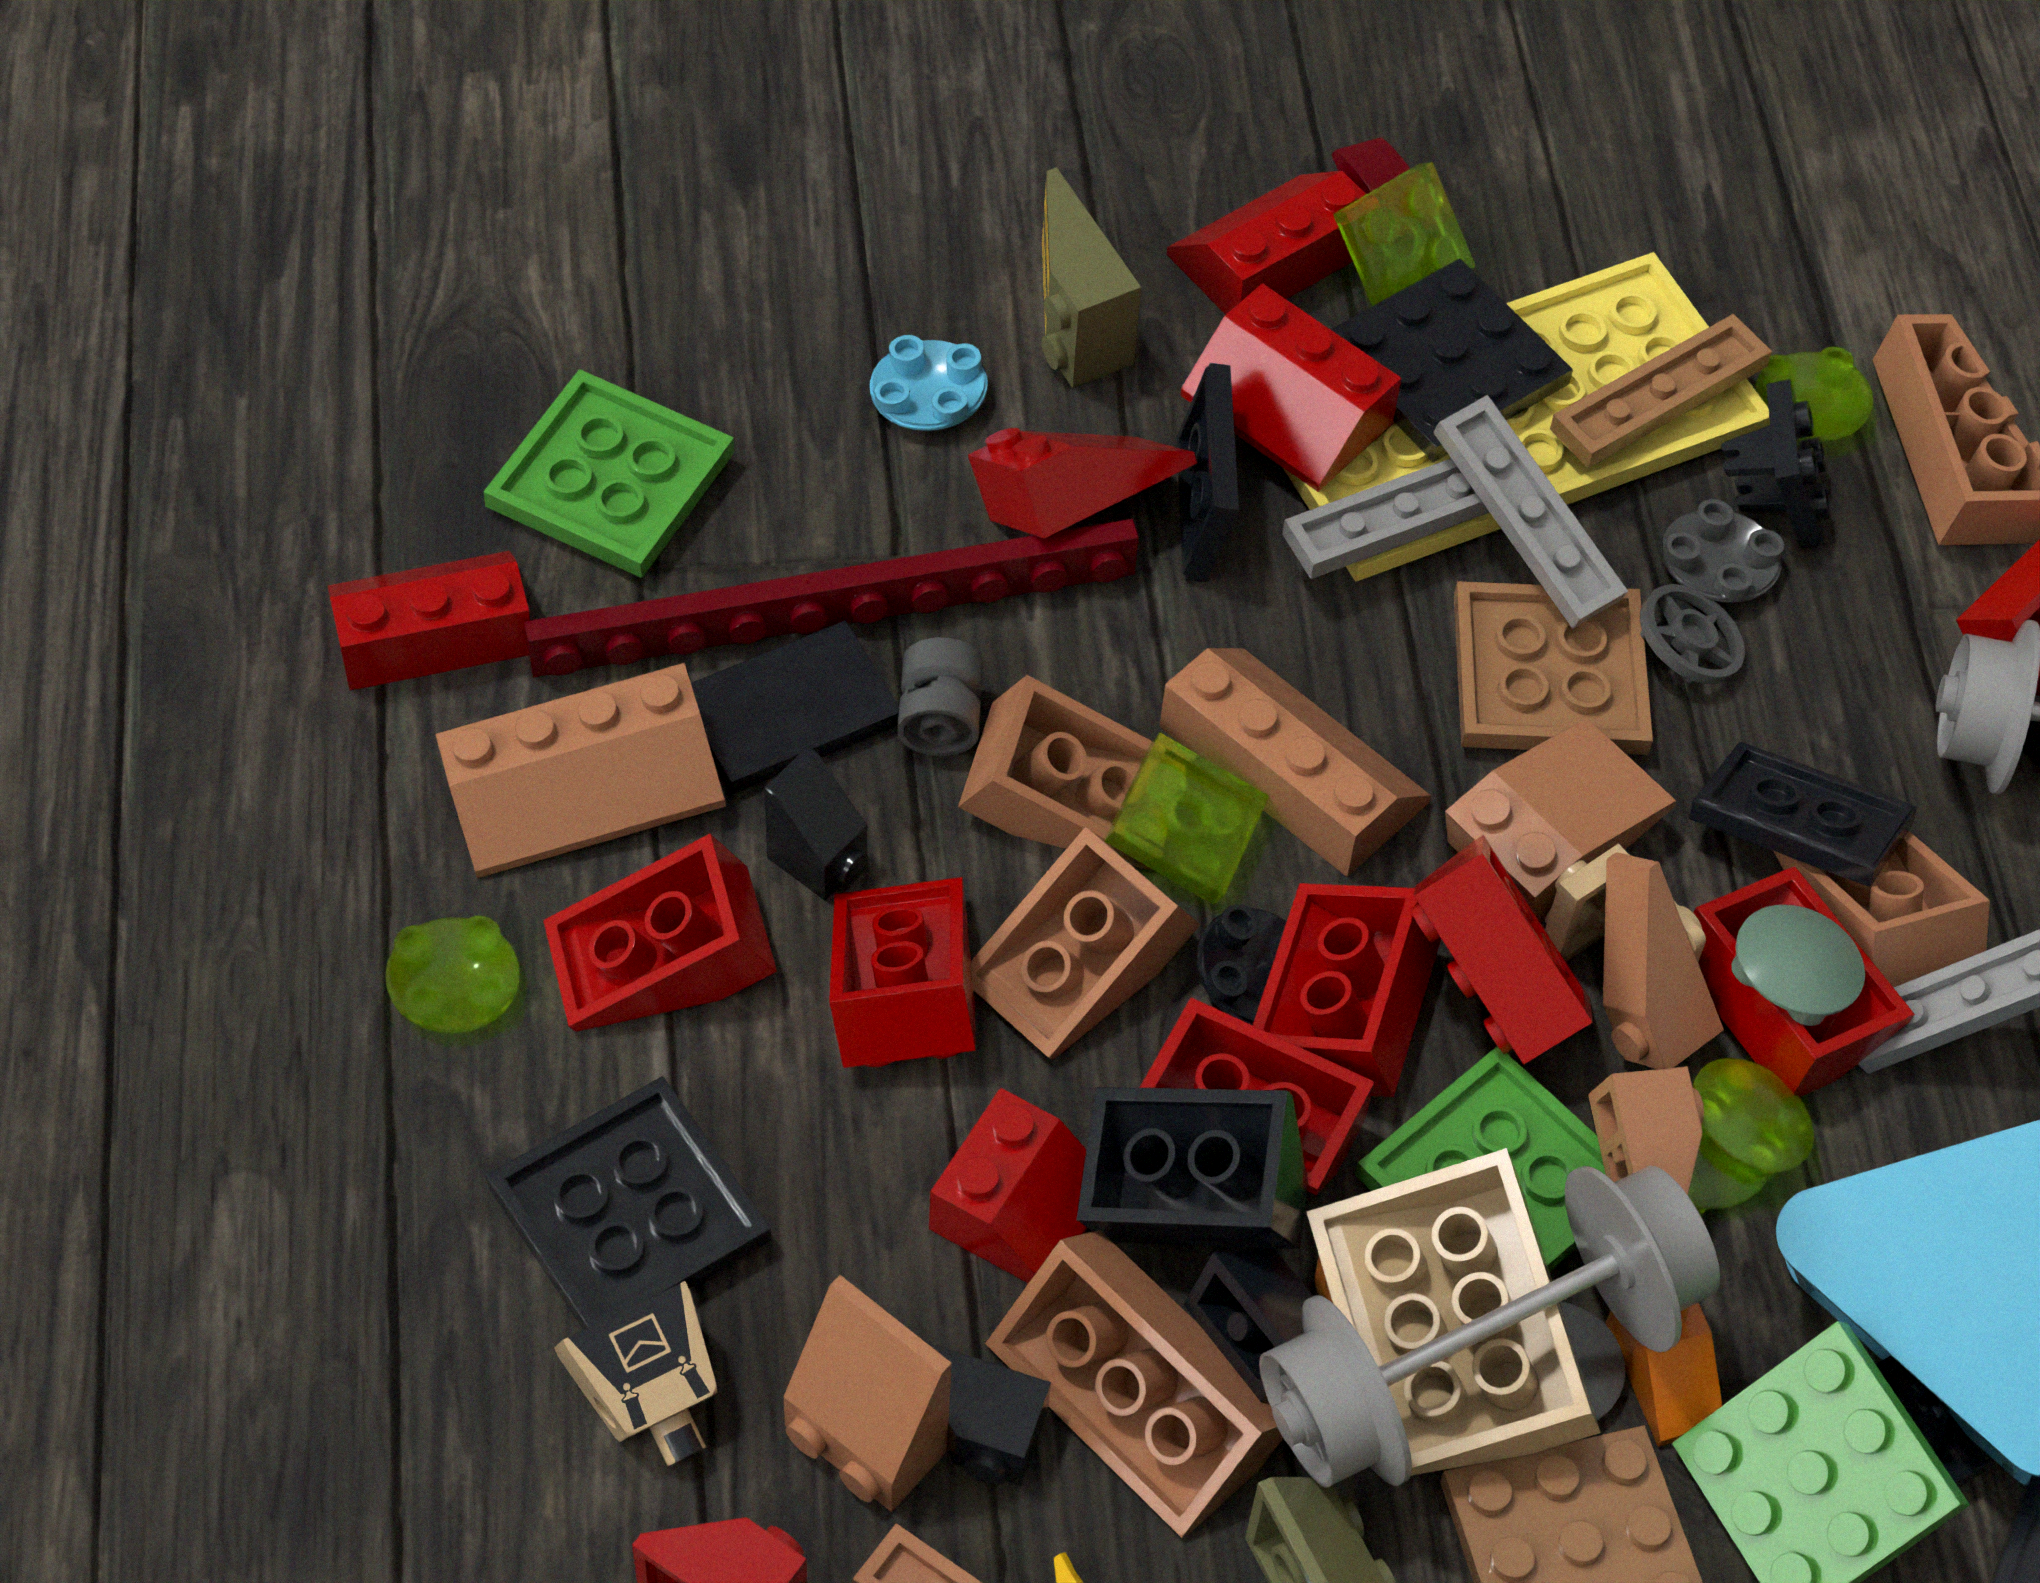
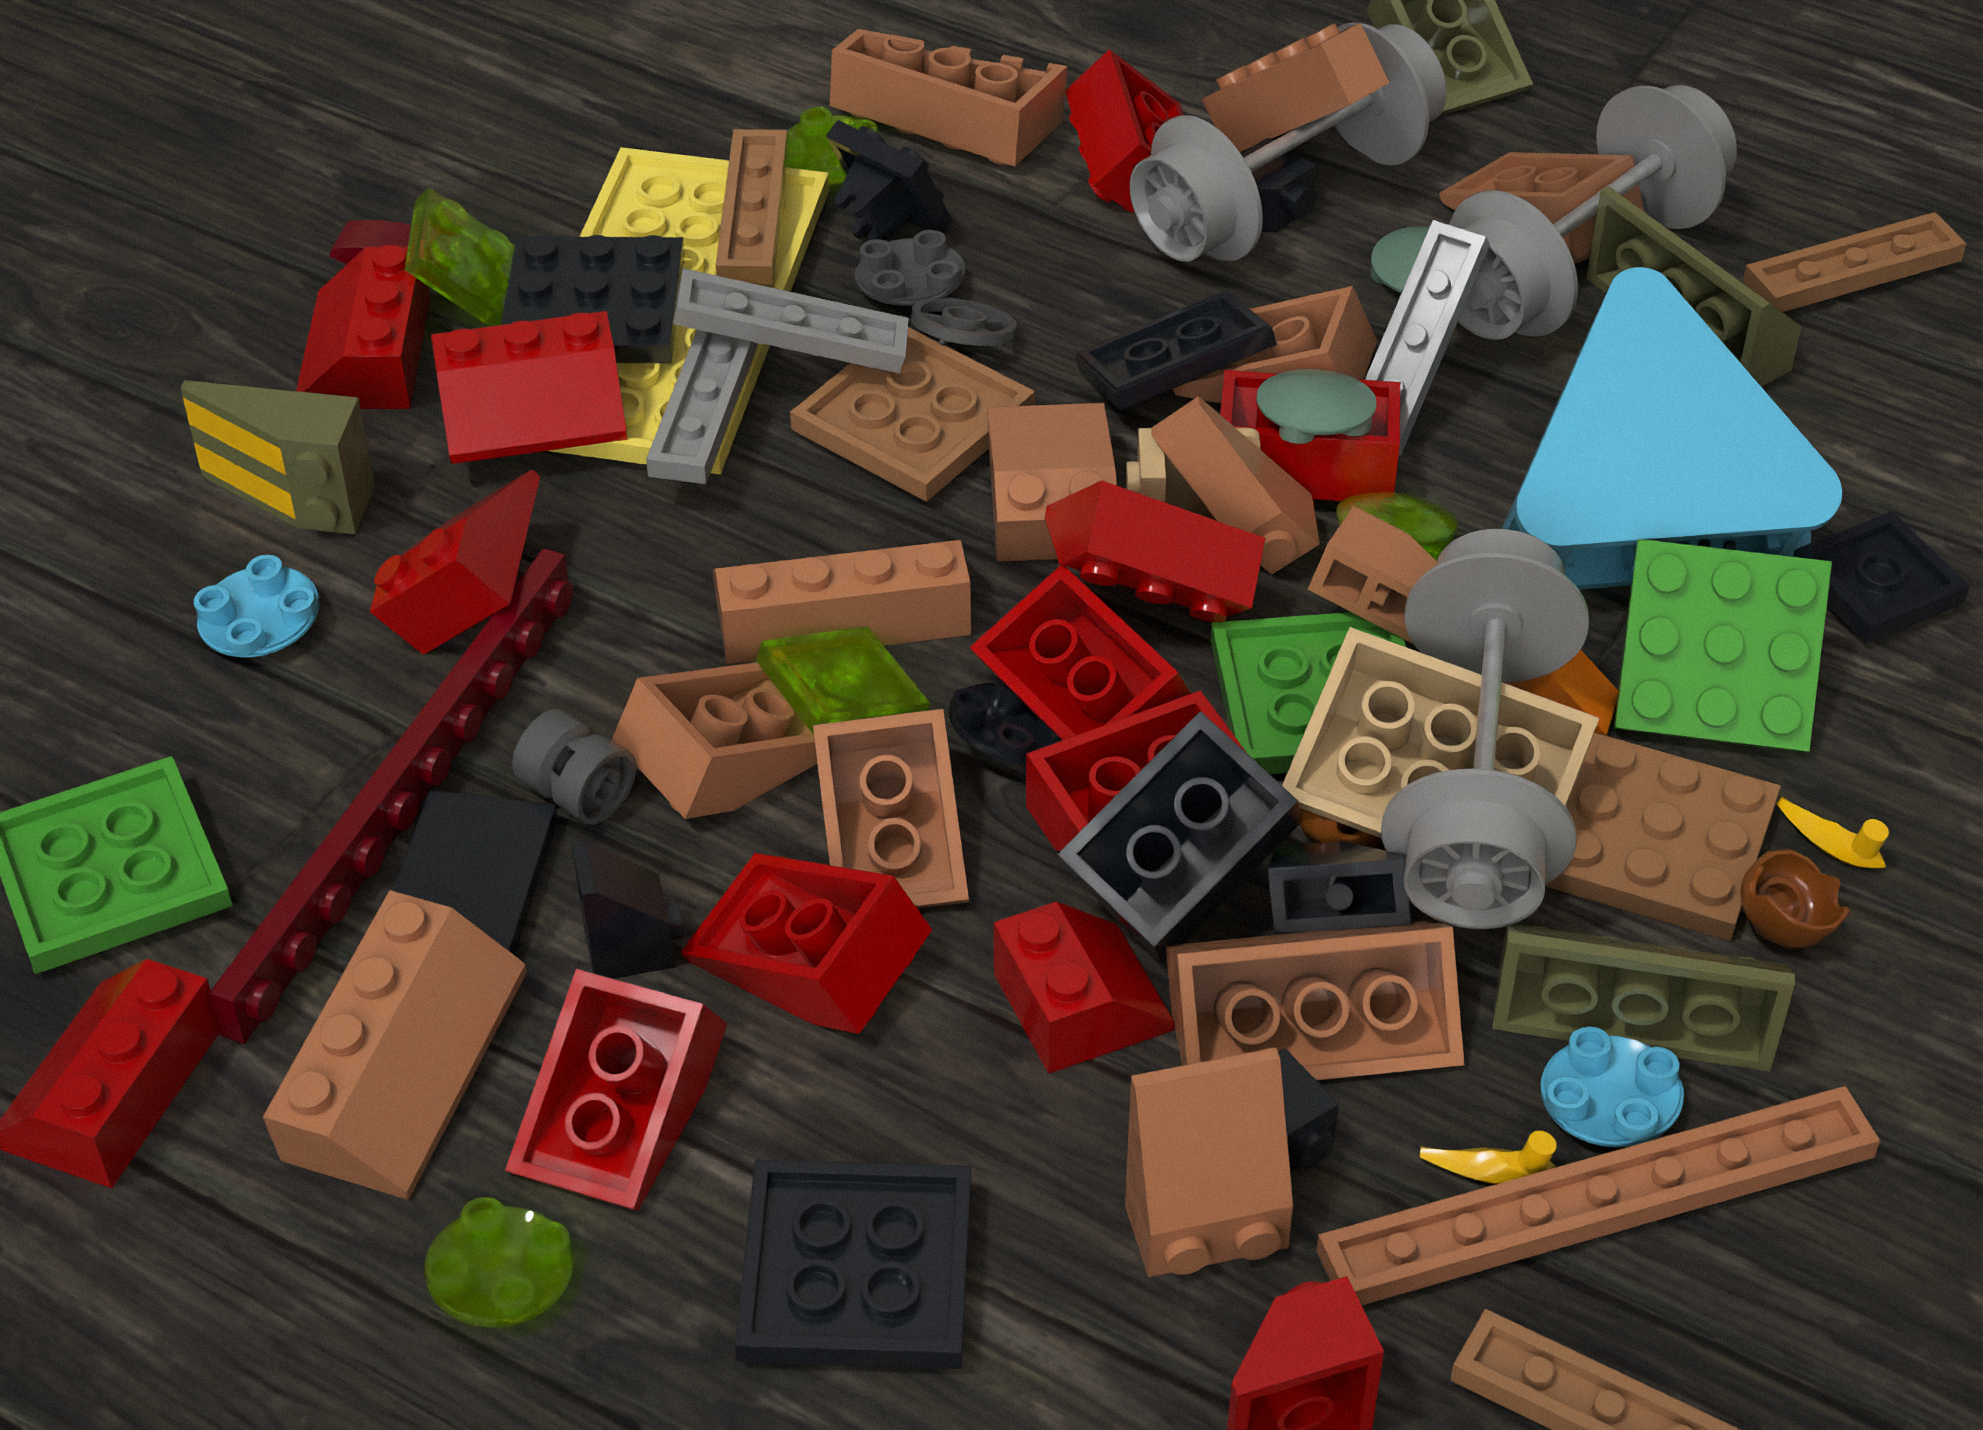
camera: 50 degrees left, 10 degrees down
(646, 1371) = (1035, 1327): torso -> none
(1210, 487) = (579, 486): black tile -> none

